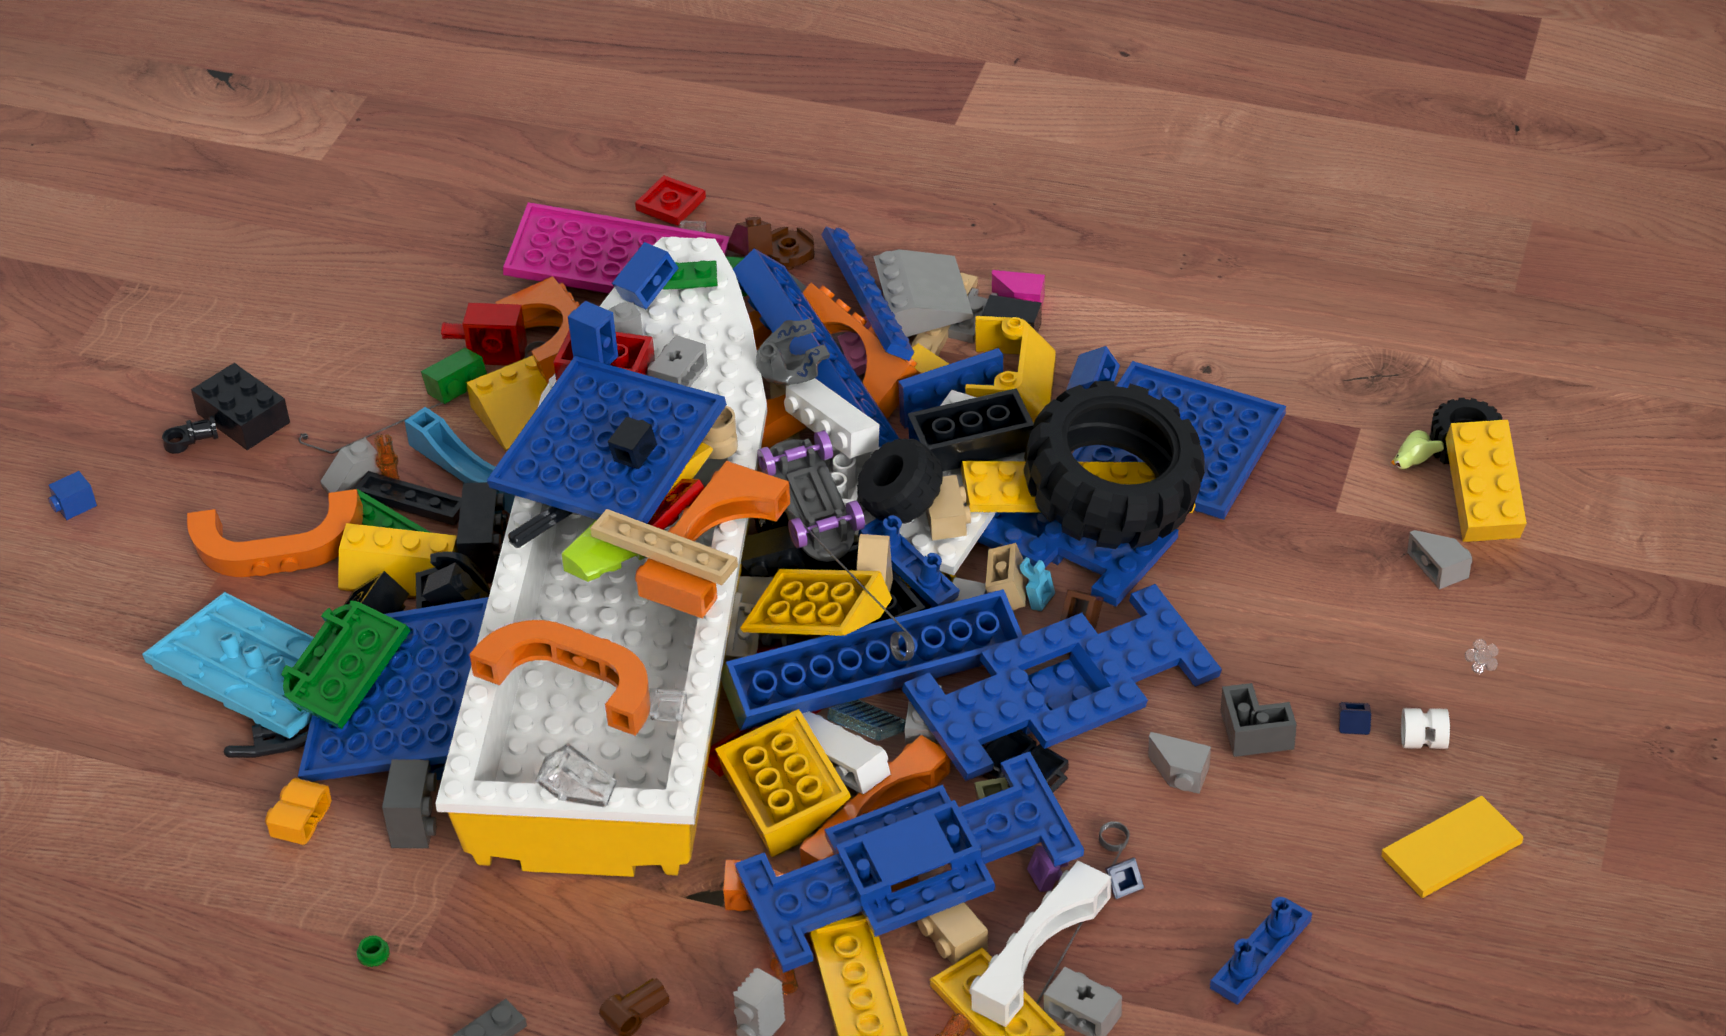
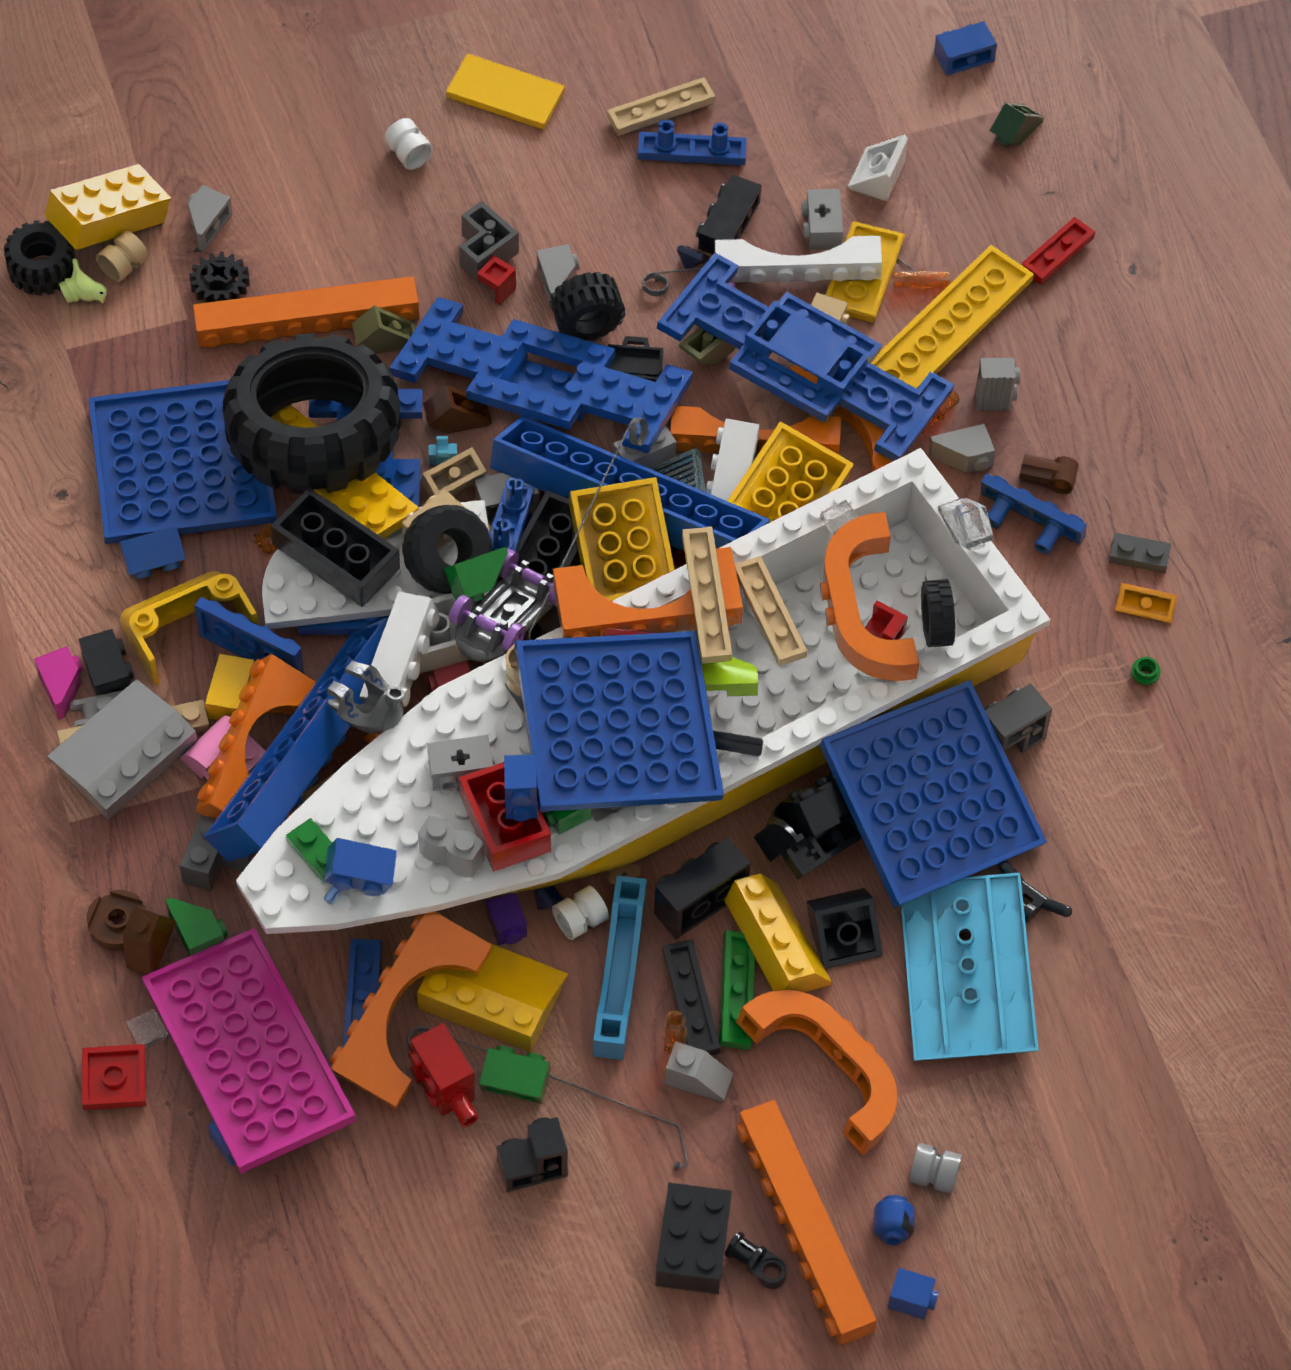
camera: 130 degrees left, 15 degrees up
(126, 558) = (935, 1168): none -> light grey wheel
(130, 515) = (894, 1219): none -> blue head
(185, 469) = (806, 1223): none -> orange brick
(298, 811) = (1076, 814): light orange brick -> none
(343, 662) = (942, 848): green plate -> none
(383, 355) = (536, 1158): none -> black brick
(439, 1003) = (1146, 602): none -> light orange slope
(483, 684) = (938, 613): none -> black tyre
(533, 674) = (886, 622): none -> red panel
(607, 966) = (1024, 503): none -> blue plate
(625, 607) = (770, 611): none -> tan plate
(632, 442) = (622, 673): black brick -> none
(717, 955) = (964, 449): none -> light grey slope
(854, 473) = (476, 574): none -> green slope
(867, 293) = (171, 774): blue plate -> none
(875, 555) = (550, 526): tan slope -> none
(1108, 742) = (588, 306): none -> black tyre
(1146, 929) = (730, 213): none -> black brick
(1205, 713) = (499, 277): none -> red panel
(1208, 613) = (382, 330): none -> olive slope
(1271, 577) = (301, 311): none -> orange brick
(1337, 956) = (661, 106): none -> tan plate
(1354, 718) = (418, 201): dark blue slope -> none
(1356, 536) = (219, 278): none -> black gear
(1429, 483) = (119, 259): none -> tan wheel
(1482, 656) = (297, 148): clear plant -> none

